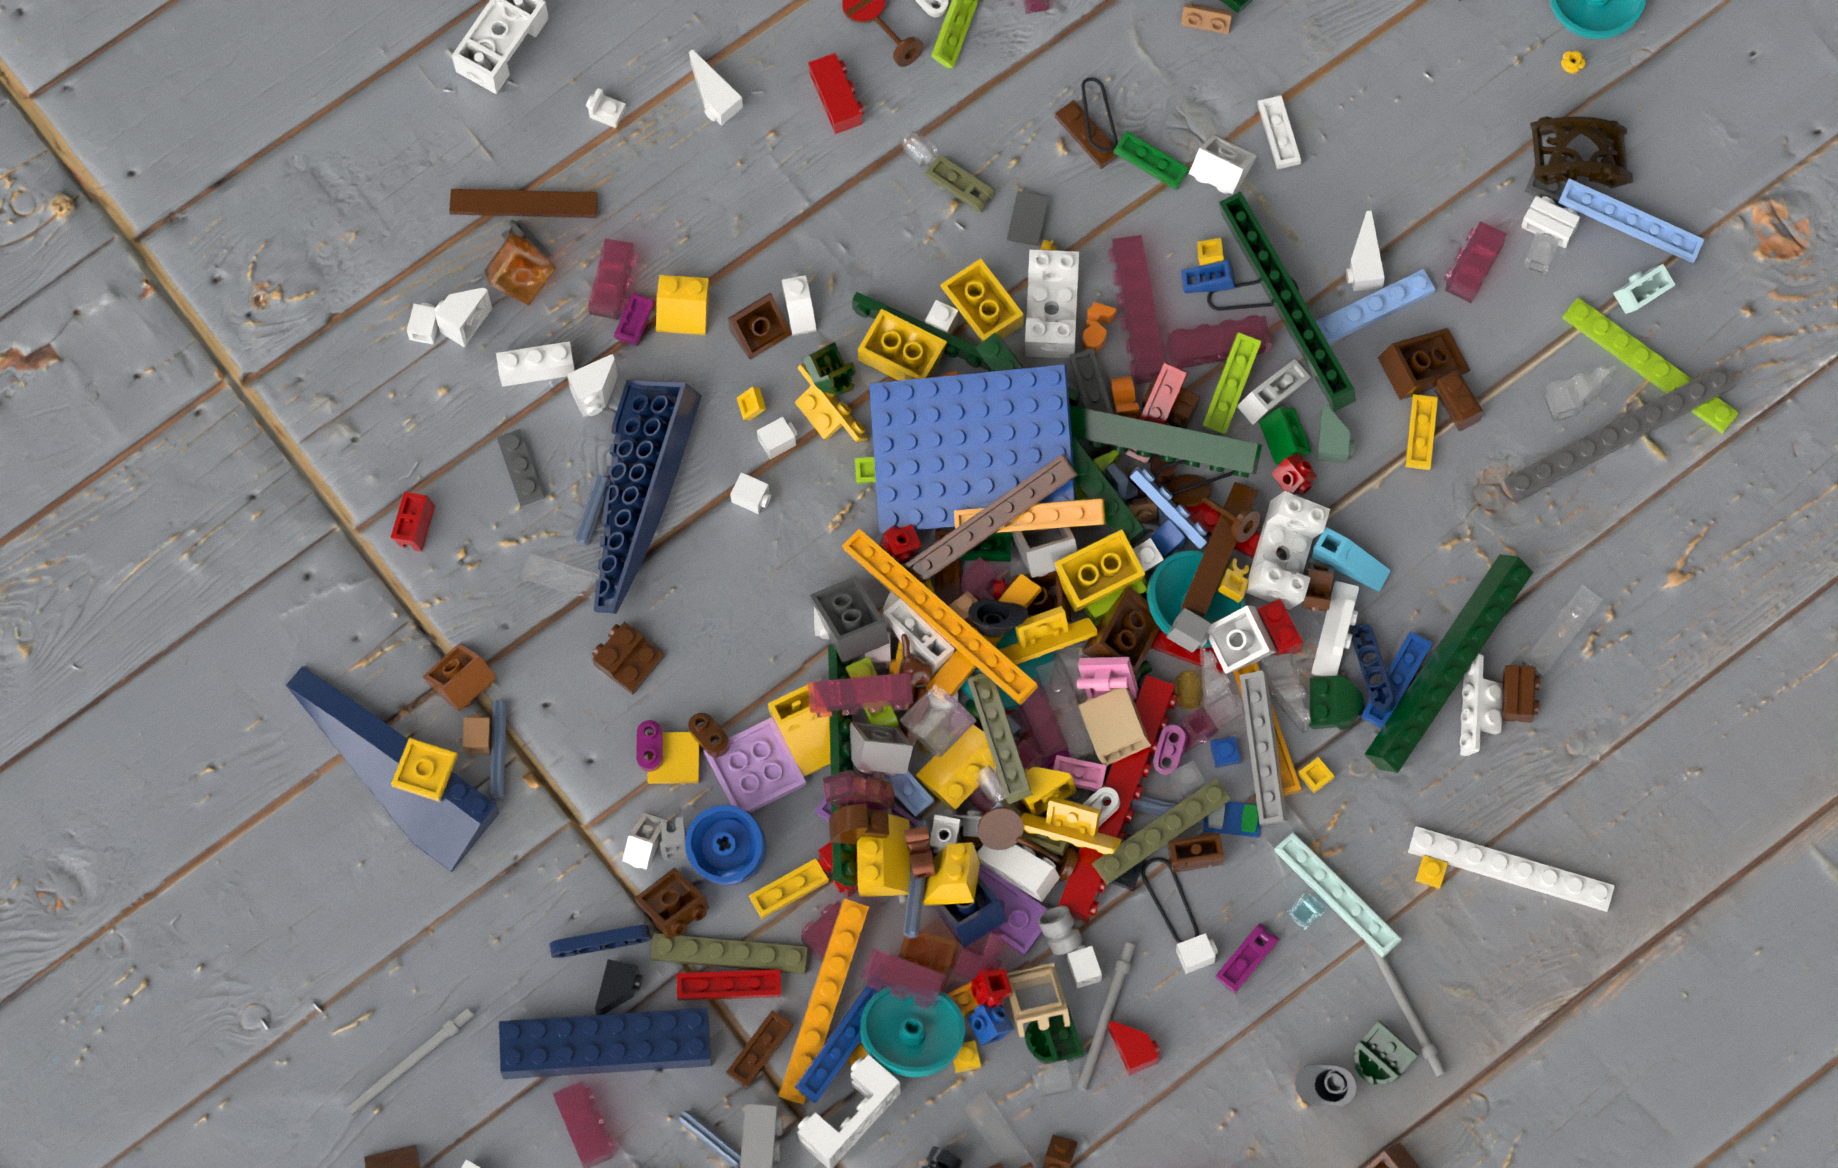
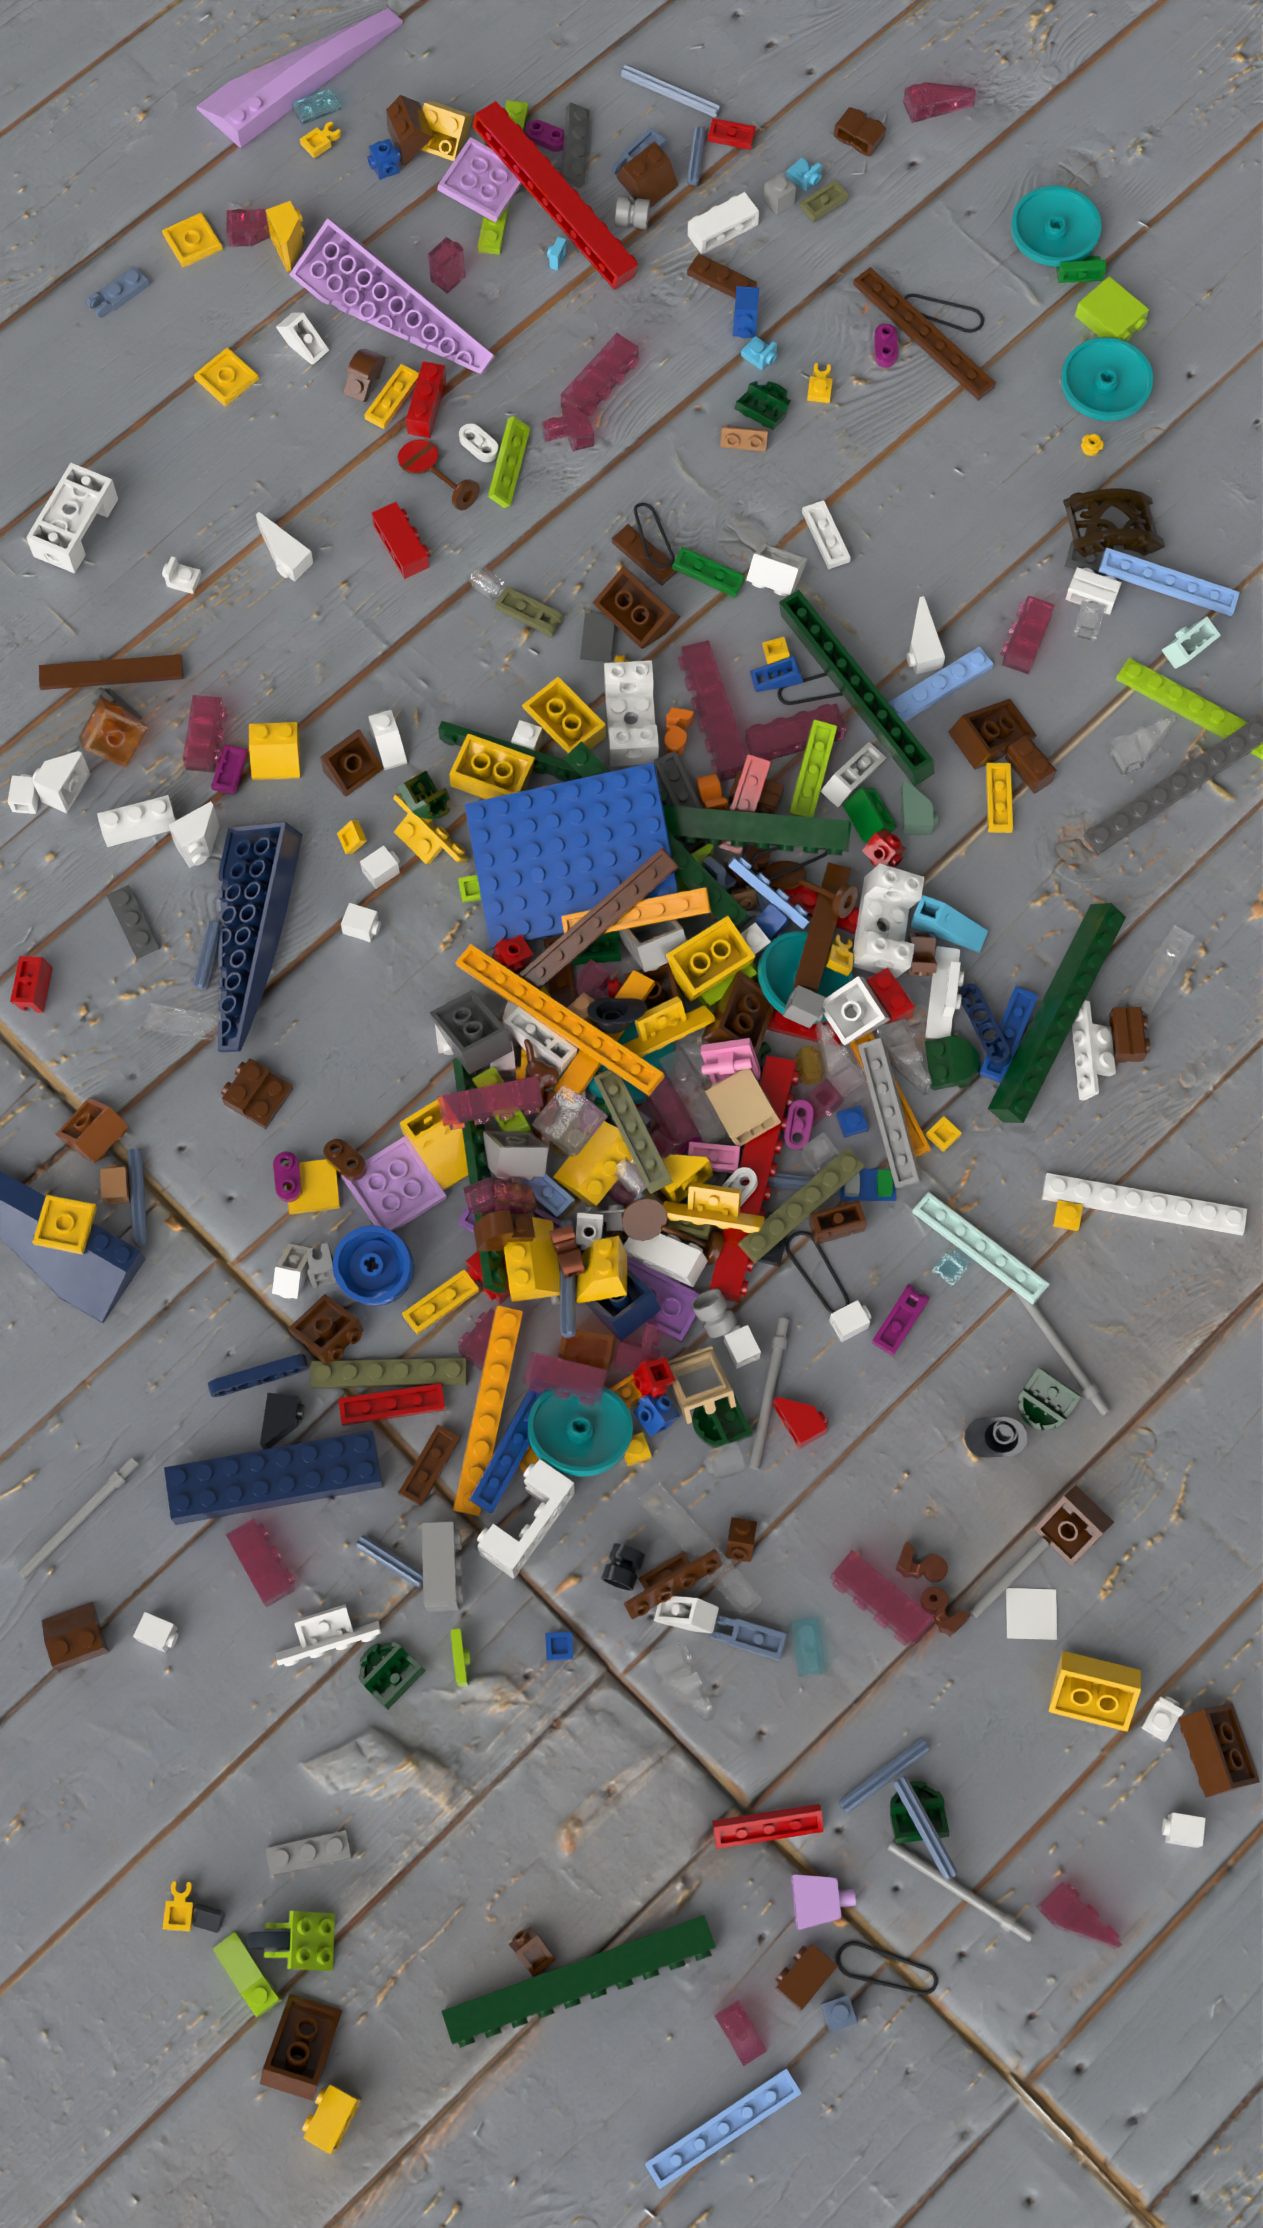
camera: 10 degrees left, 0 degrees up
(1070, 192) = (635, 608): none -> reddish brown slope

